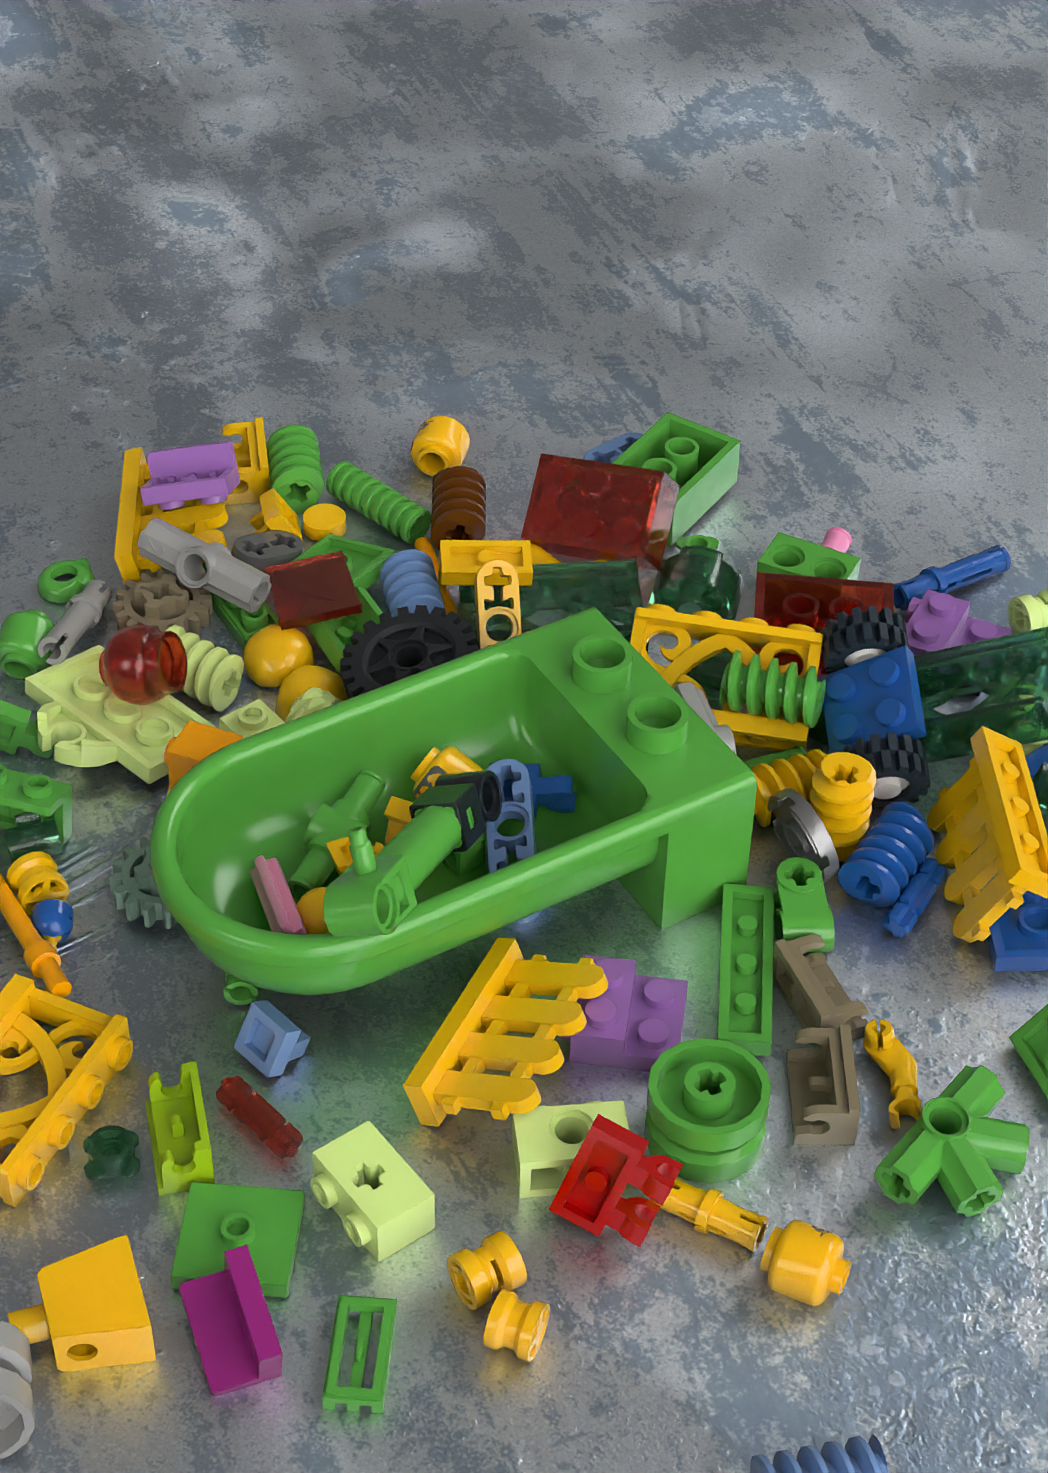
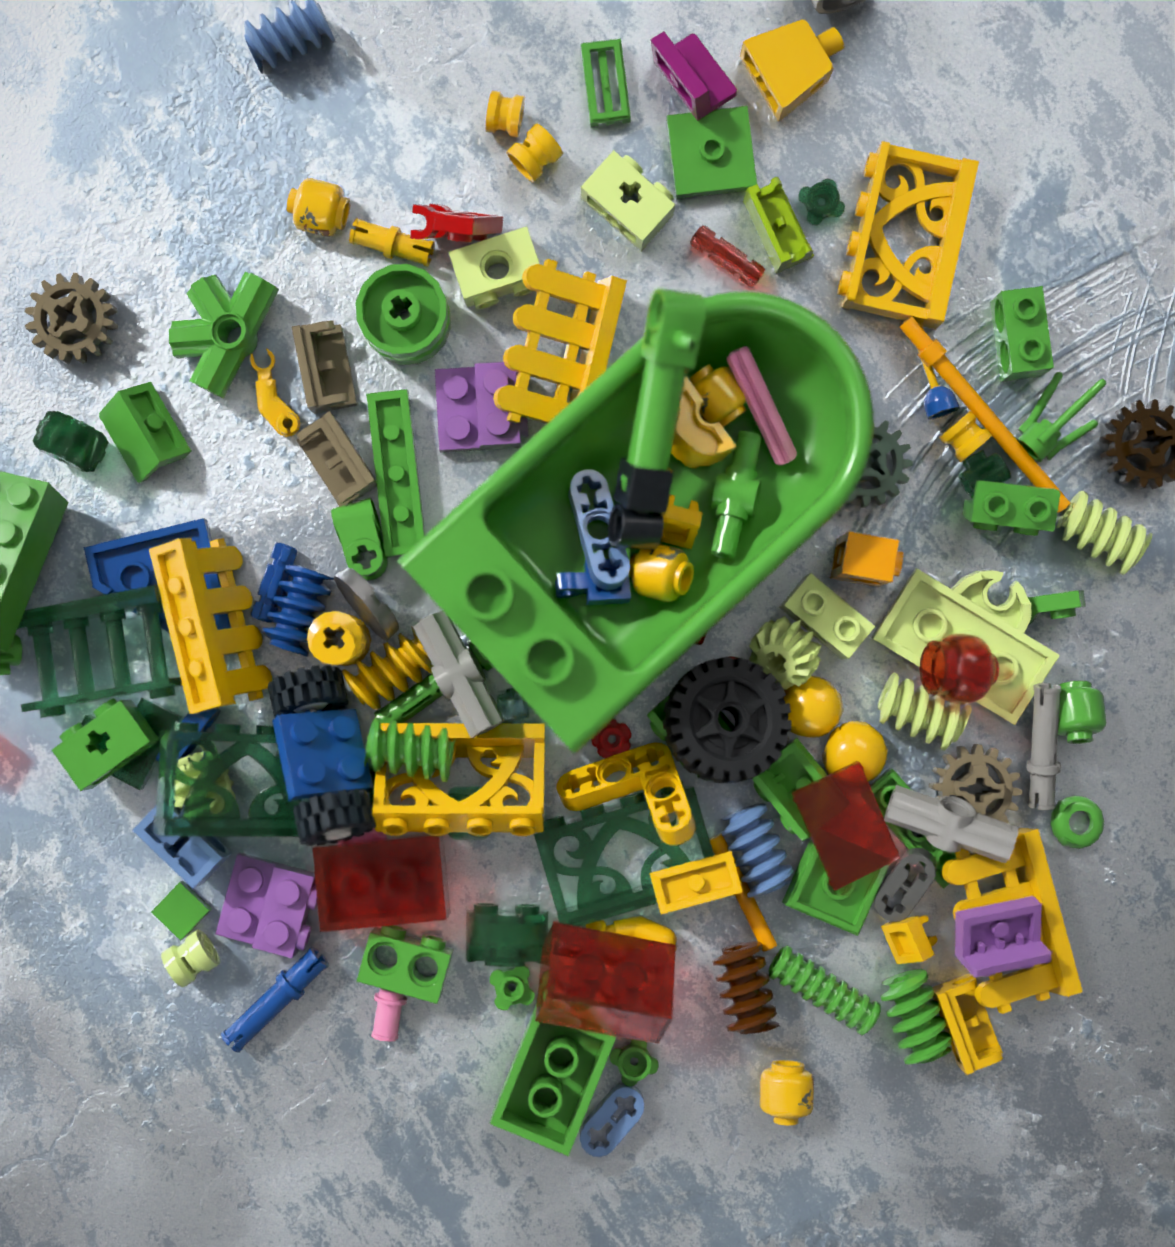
camera: 170 degrees right, 45 degrees up
(324, 520) = (868, 957): yellow tile -> none

